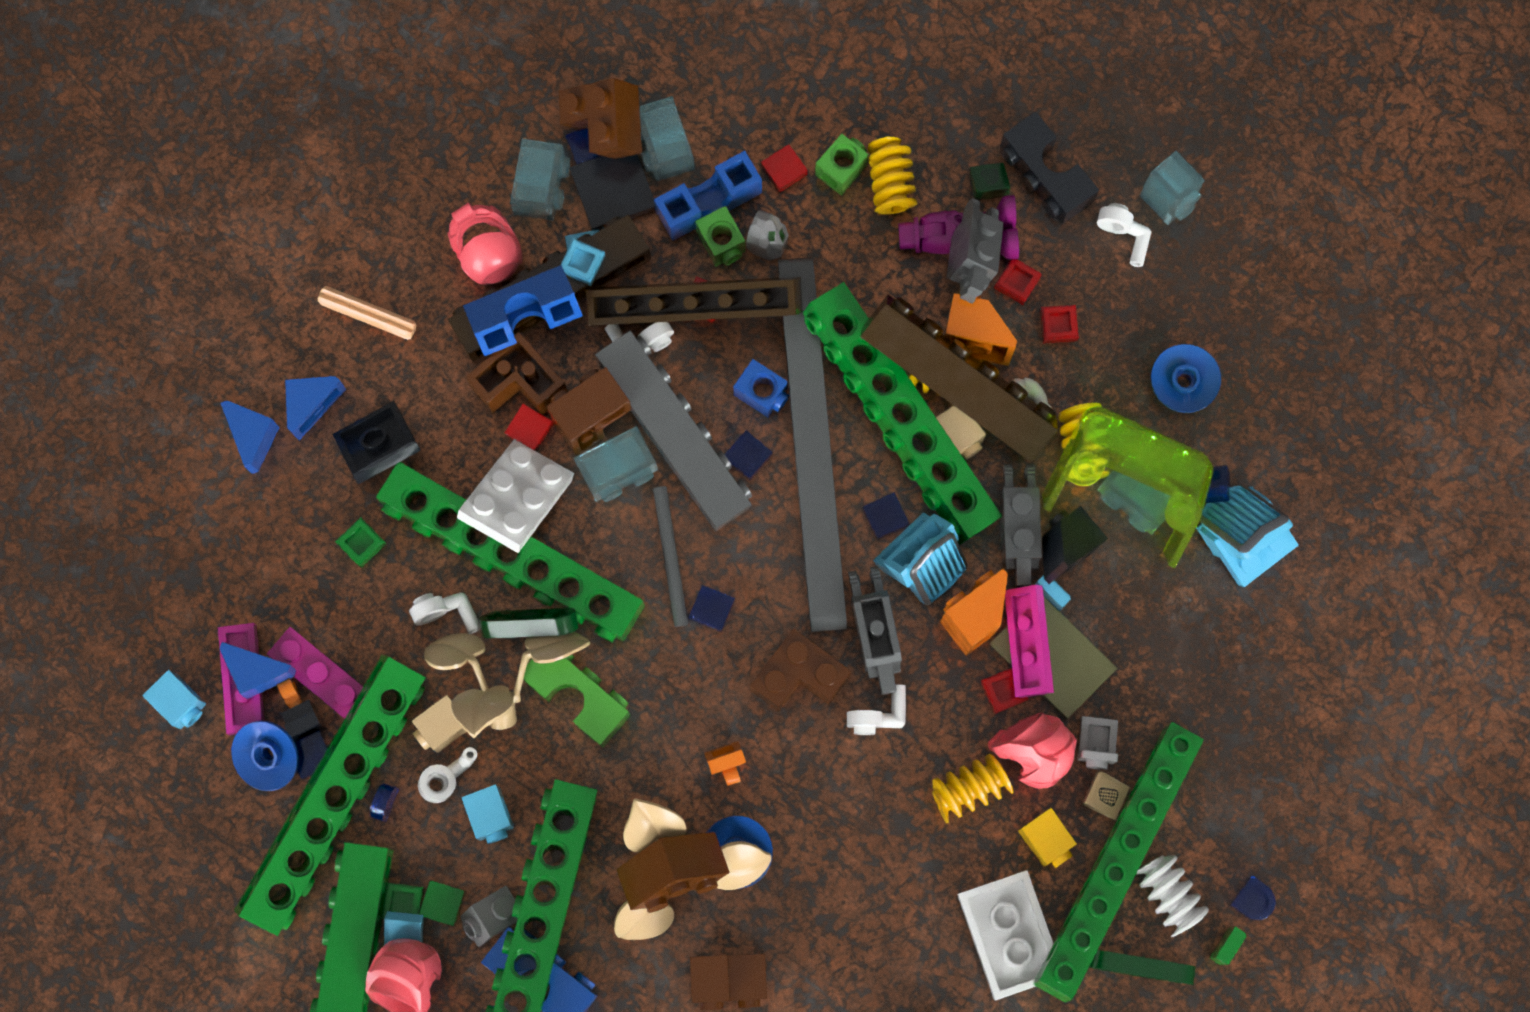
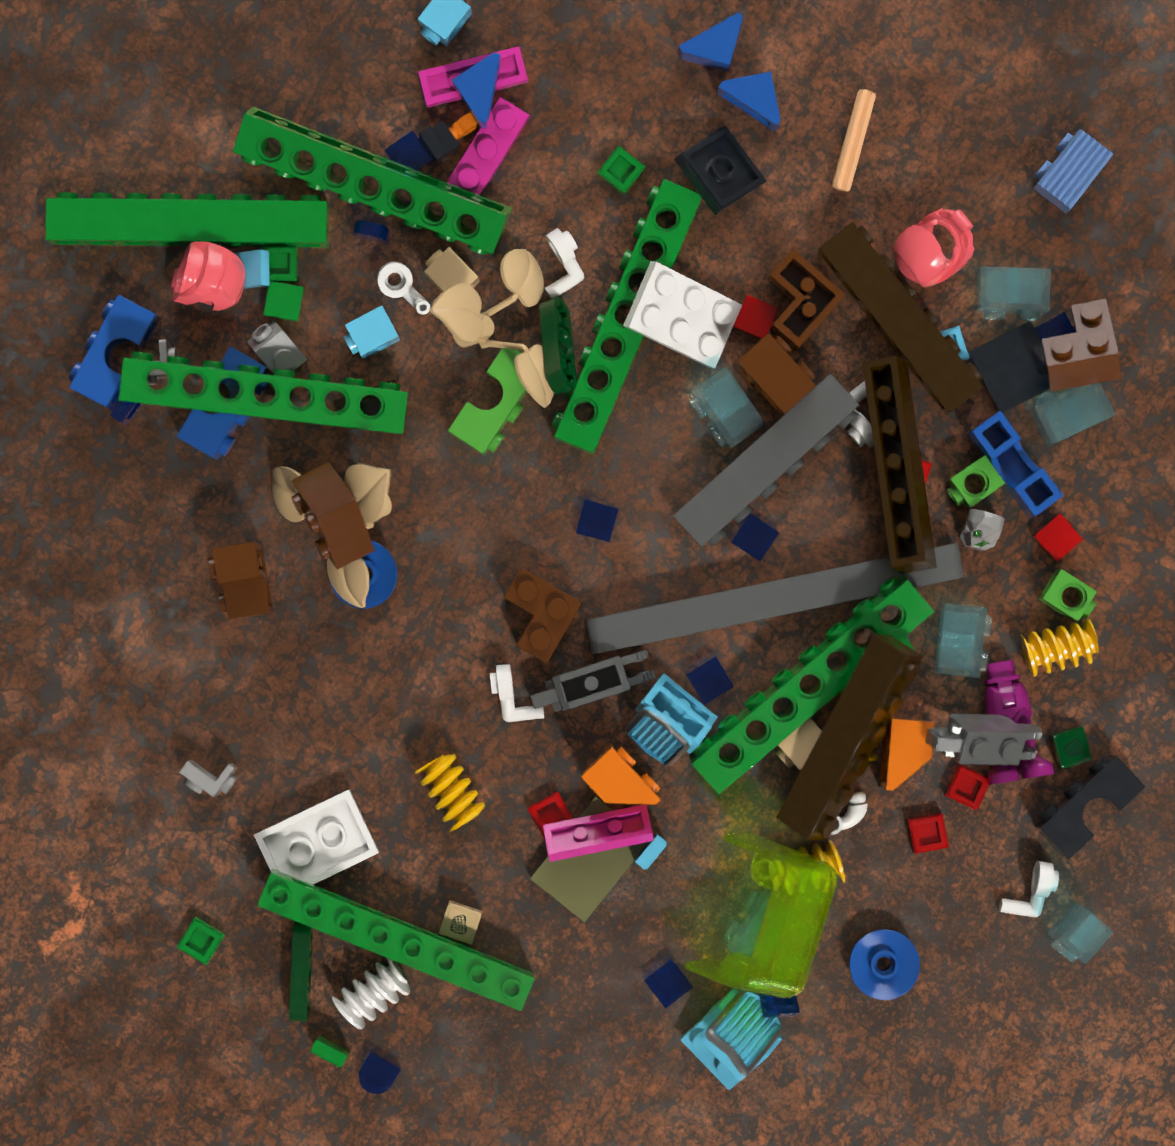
camera: 85 degrees right, 10 degrees up
(256, 764) = (392, 106): blue dish -> none
(429, 110) = (1072, 171): none -> medium blue brick
(541, 295) = (857, 270): blue arch -> none
(582, 261) = (926, 347): medium azure tile -> none
(670, 556) = (644, 474): dark grey piece -> none
(726, 760) = (449, 553): orange tile -> none
(759, 374) = (835, 535): blue brick -> none
(874, 267) = (961, 640): none -> clear light blue brick
(1020, 525) = (713, 814): dark grey hinge -> none
(1040, 746) = (497, 851): coral helmet -> none
(1048, 839) = (411, 870): yellow brick -> none
(1069, 542) = (701, 863): black slope -> none
(1097, 742) = (509, 909): light grey bracket -> none
(1185, 593) = (668, 983): none -> clear blue tile

